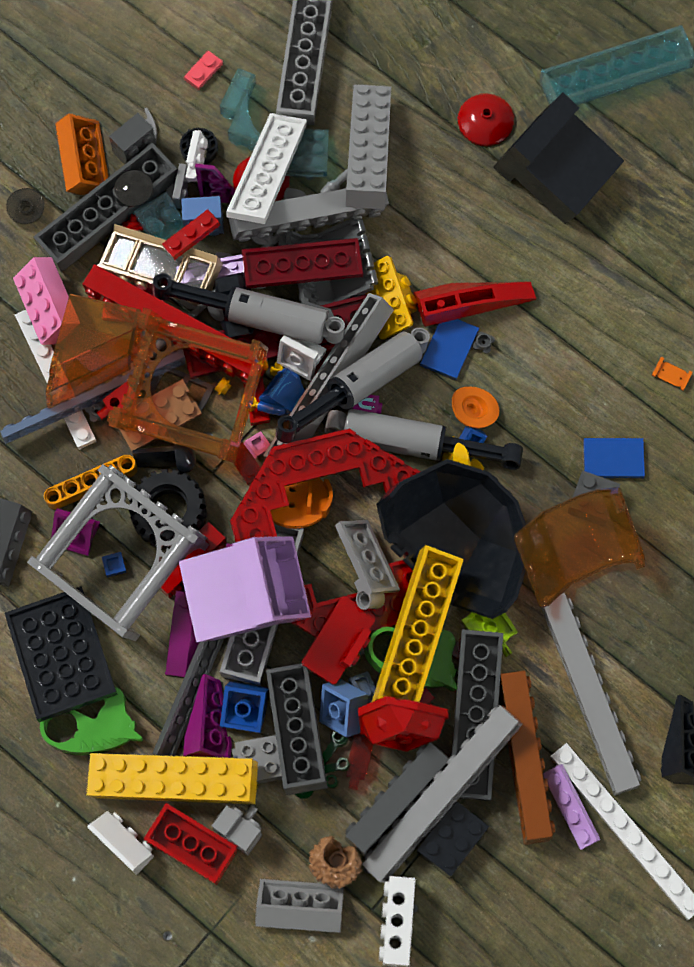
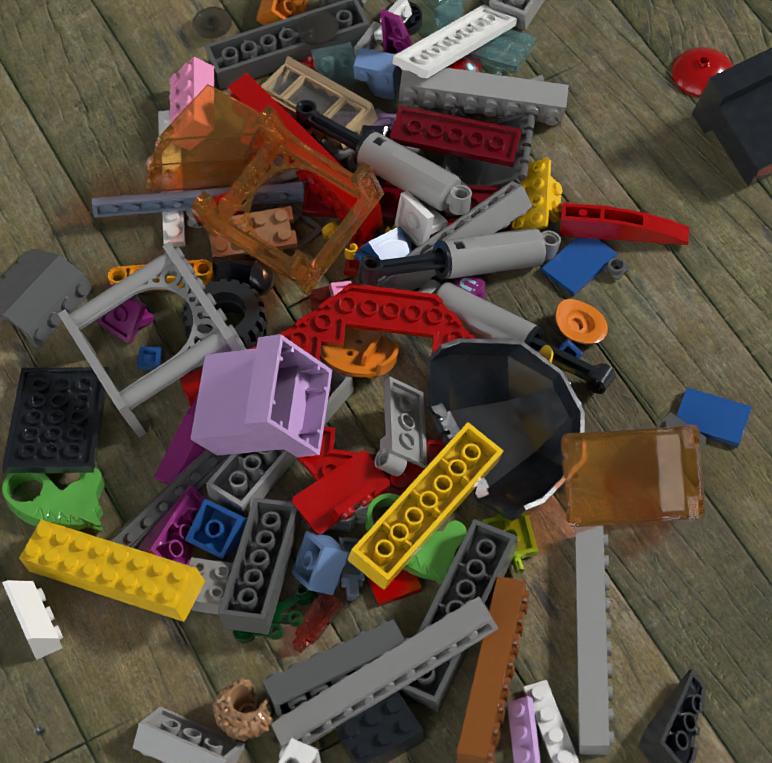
camera: 25 degrees right, 15 degrees down
(191, 234) = (355, 79): red plate -> none
(191, 844) = (103, 643): red brick -> none
(238, 828) = (157, 643): light grey brick -> none
(368, 147) = (566, 52): light grey brick -> none
(401, 723) = (370, 586): red piece -> none

